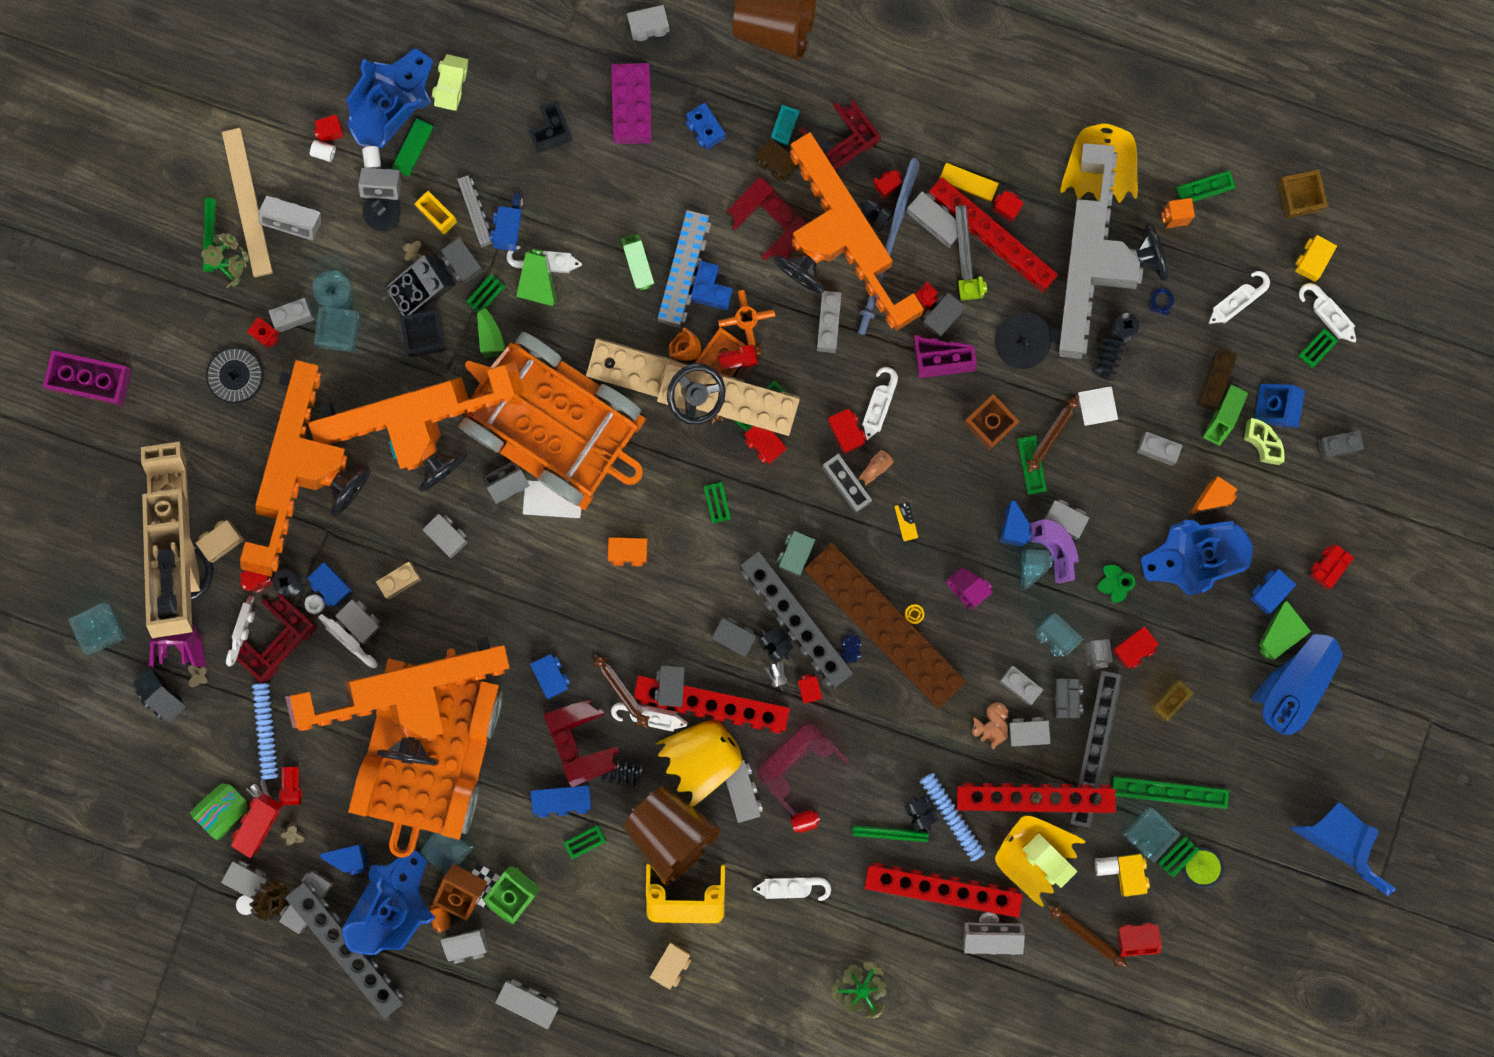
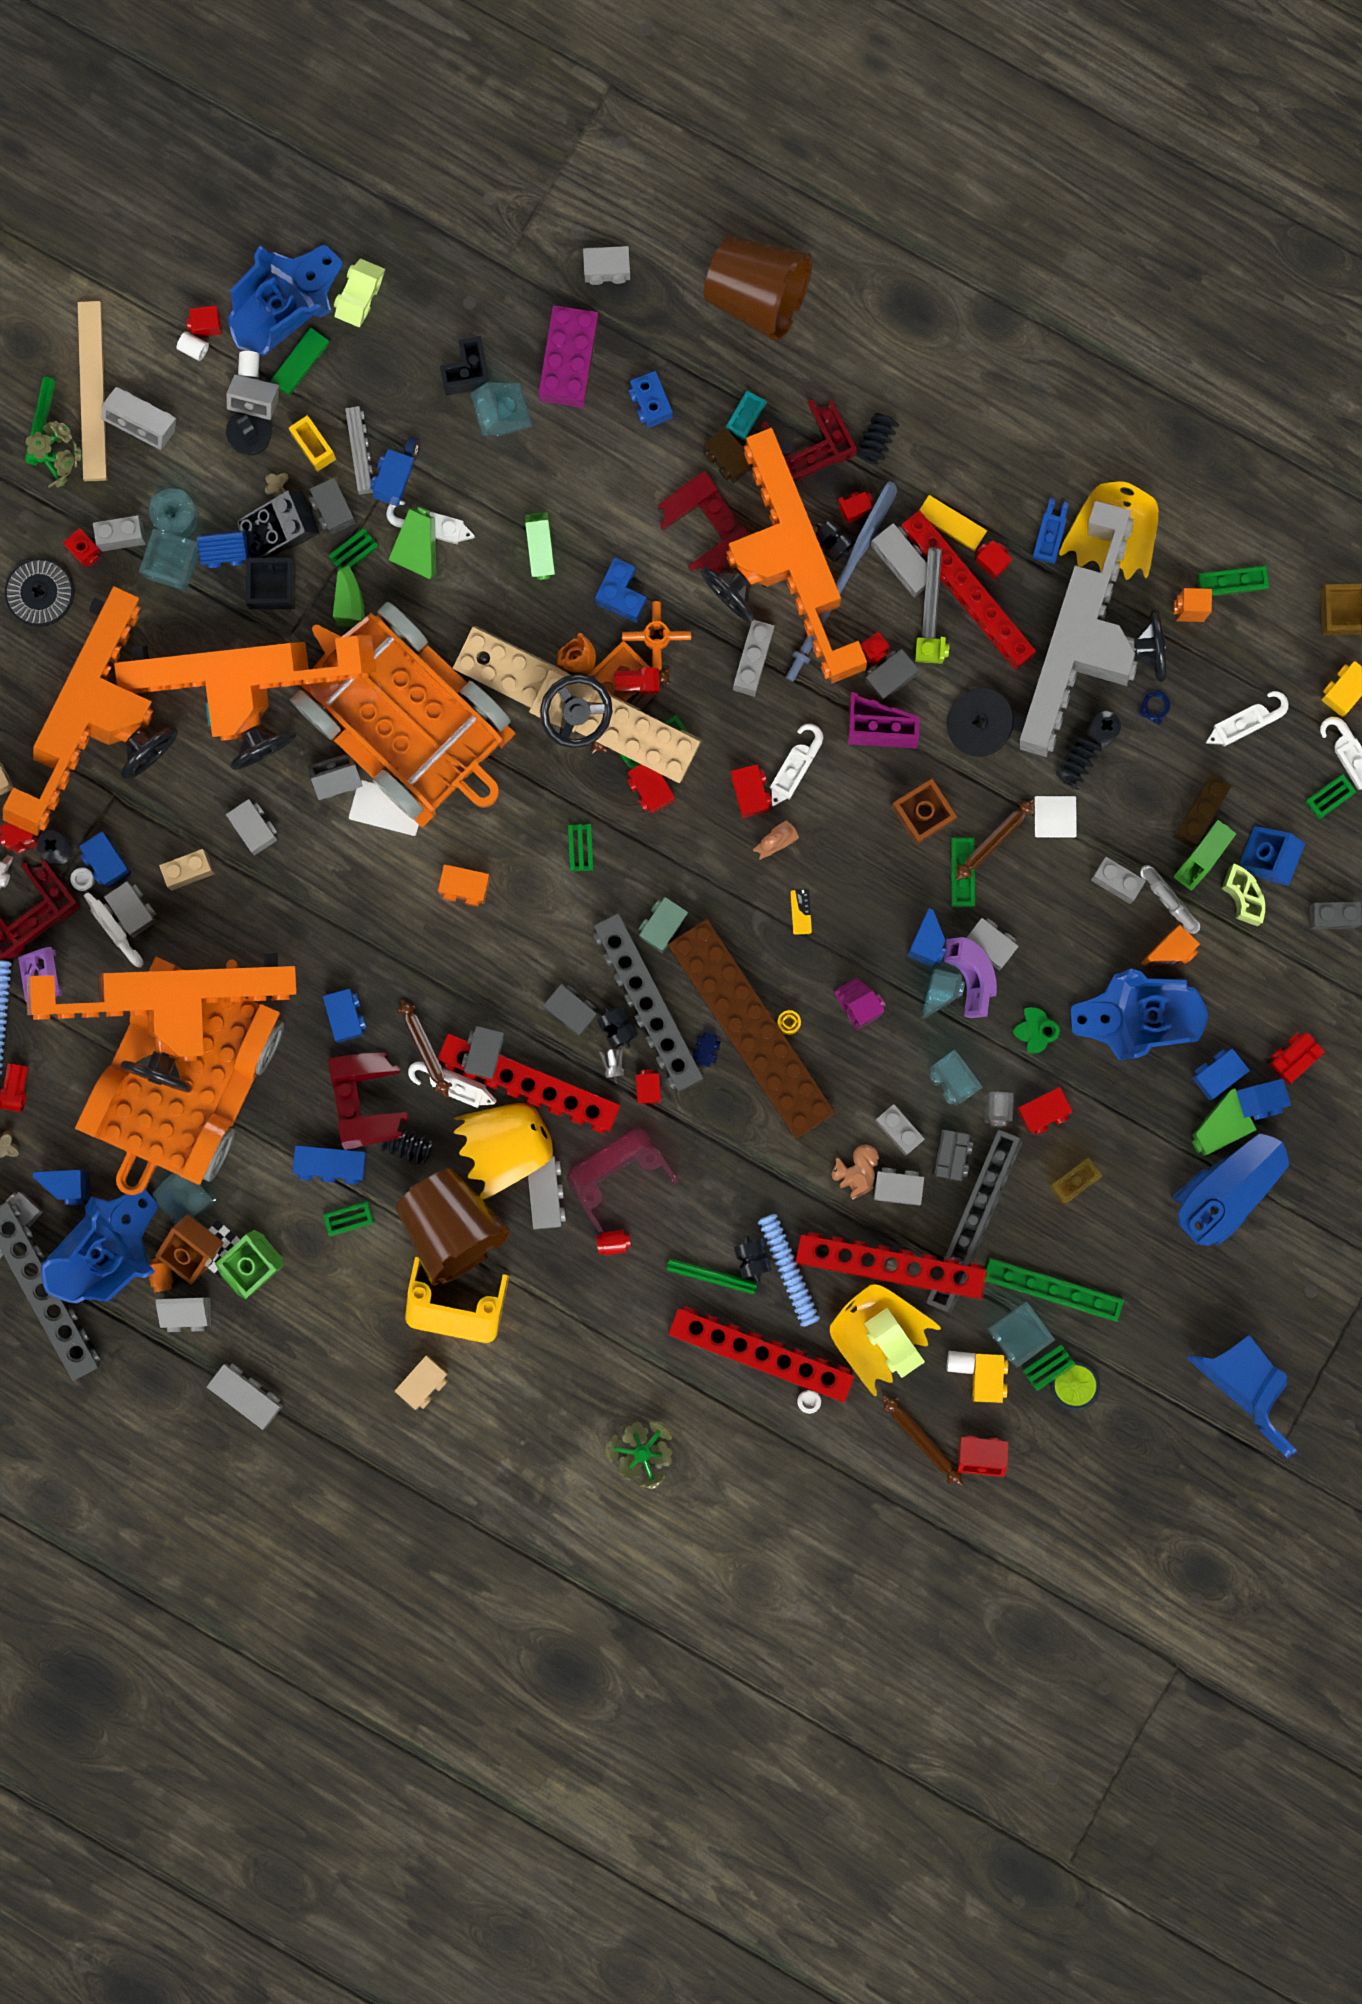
camera: 10 degrees right, 0 degrees up
(284, 689) = (29, 963): none -> medium lavender piece
(379, 311) = (223, 548): none -> blue brick
(584, 156) = (501, 408): none -> clear light blue slope
(683, 269) = (593, 564): light grey brick -> none
(792, 887) = (583, 1318): white plate -> none
(847, 483) = (738, 853): light grey brick -> none
(894, 124) = (876, 438): none -> black piece
(993, 938) = (810, 1422): light grey brick -> none
(1050, 176) = (1050, 533): none -> blue hinge
(1206, 457) = (1169, 899): none -> light grey plate
(1312, 605) = (1264, 1098): none -> blue brick

